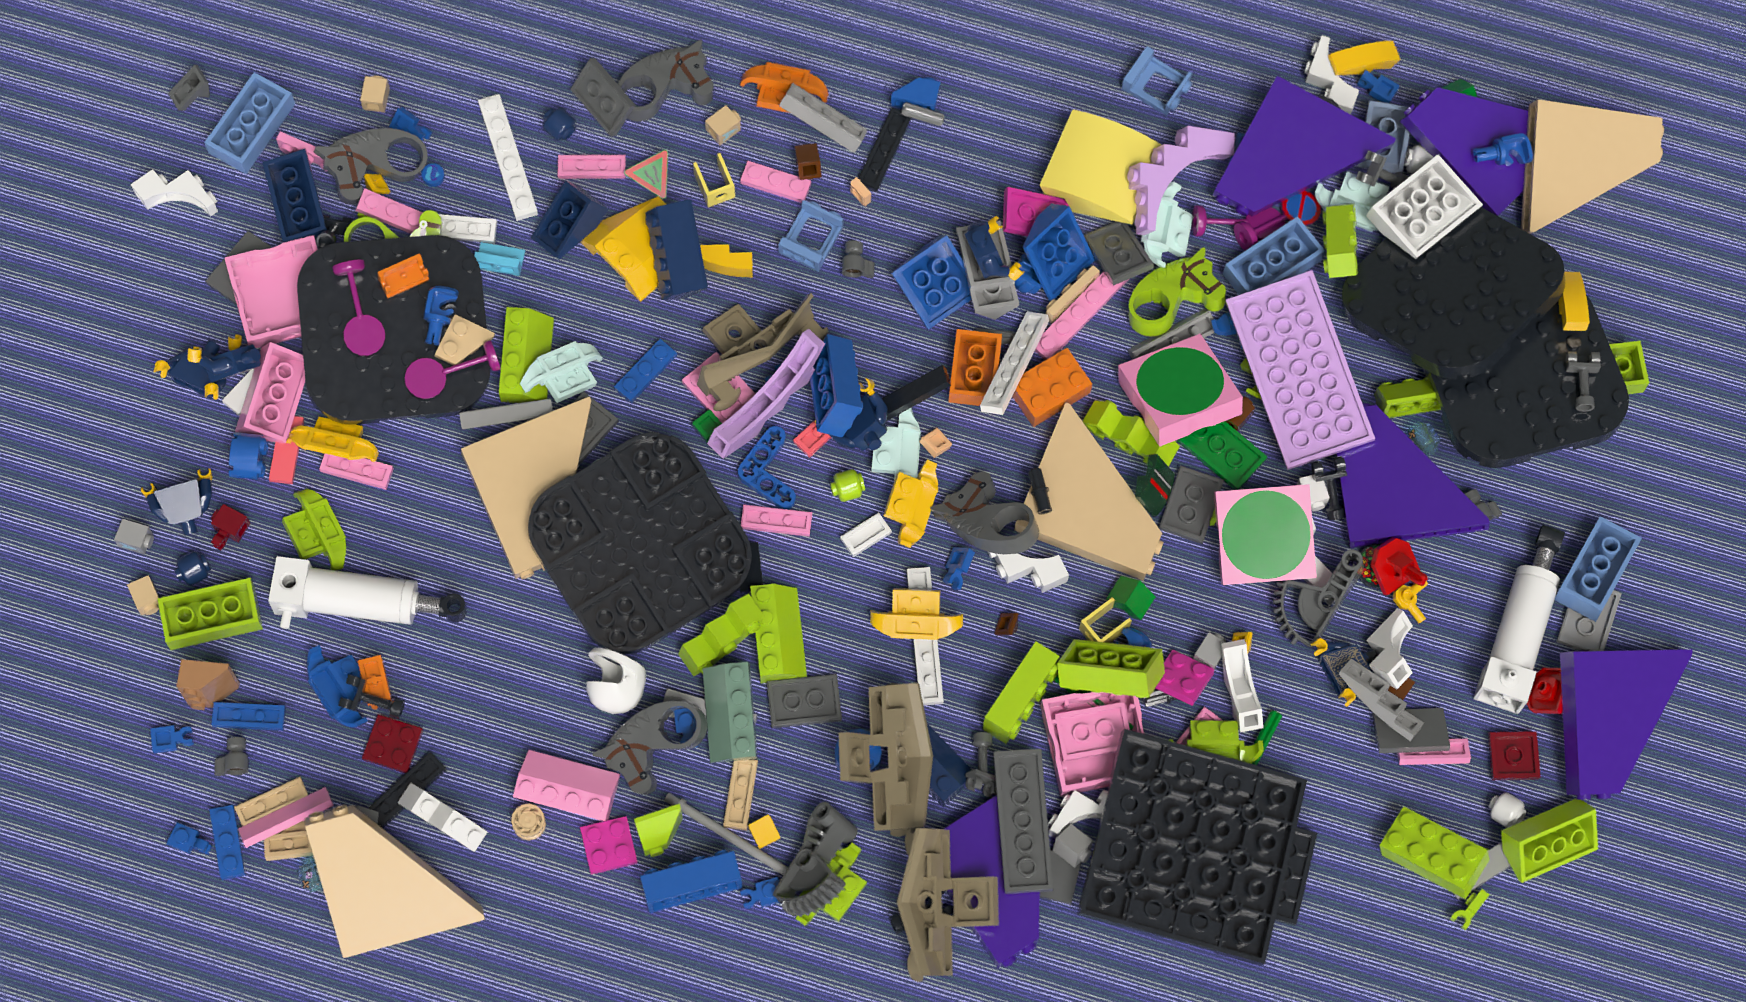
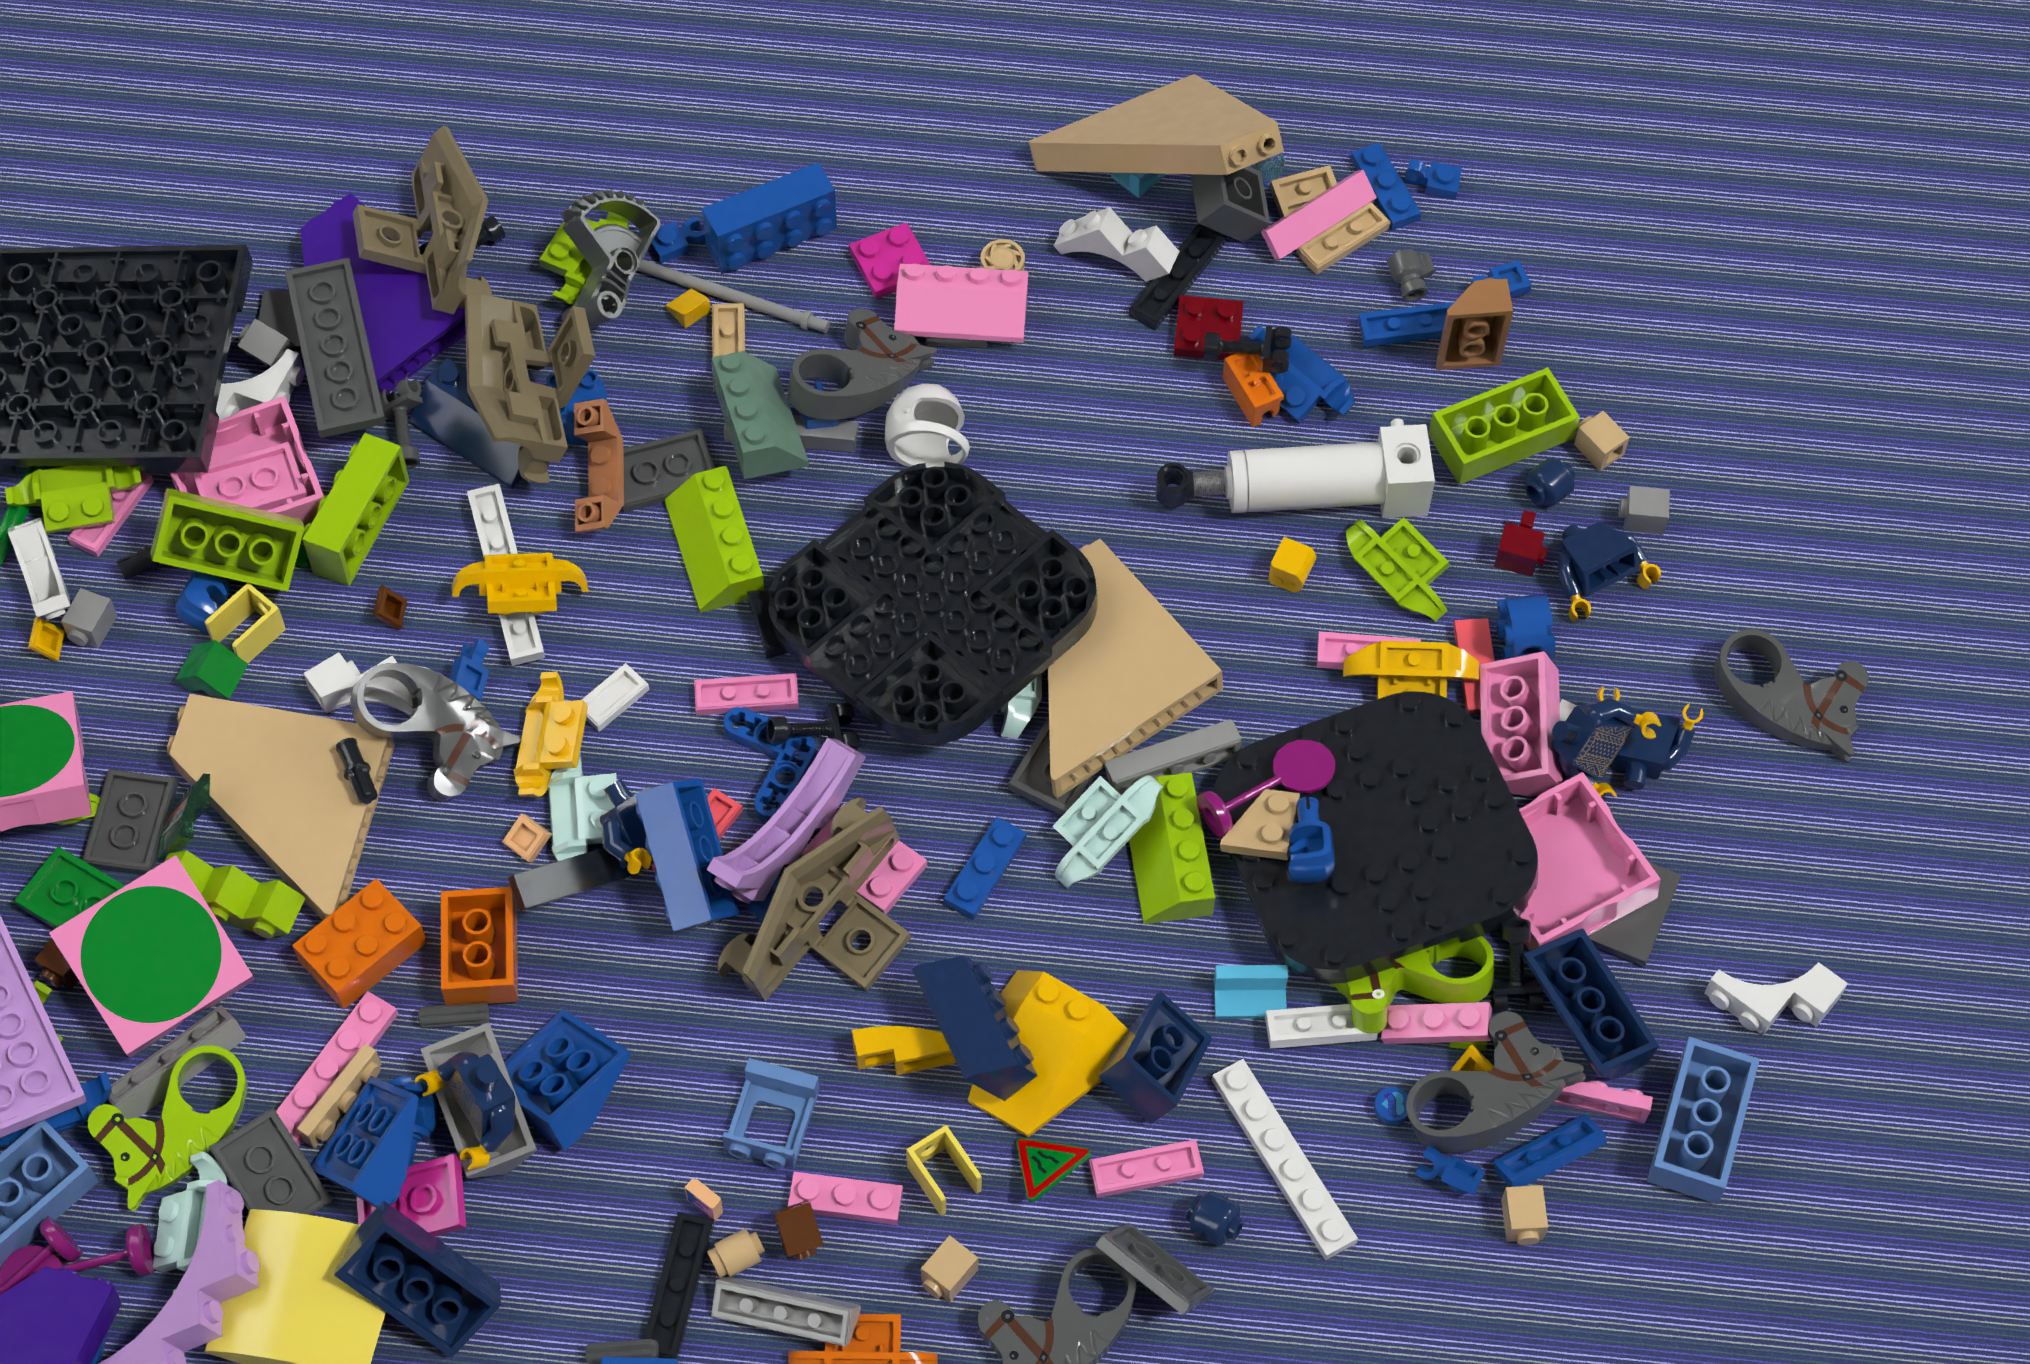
camera: 170 degrees right, 10 degrees down
(84, 372) = (1788, 708): none -> dark grey animal
(189, 88) = (1817, 1162): dark grey slope -> none
(339, 127) = (1550, 1152): none -> blue plate
(363, 333) = (1417, 797): magenta piece -> none
(389, 540) = (1291, 565): none -> yellow piece
(403, 276) = (1381, 883): orange hinge -> none
(658, 829) = (829, 276): lime slope -> none
(706, 424) = (876, 796): green plate -> none
(722, 635) = (790, 504): lime brick -> none
(759, 476) = (835, 715): none -> black bar
(846, 688) = (605, 466): none -> nougat slope
(847, 158) = (736, 1253): none -> tan brick
(847, 485) = (648, 749): lime head -> none
(854, 264) = (695, 1081): dark grey piece -> none
(1014, 363) = (415, 950): white plate -> none
(1034, 159) = (418, 1279): none -> dark blue slope
(1184, 677) = (126, 574): dark pink plate -> none

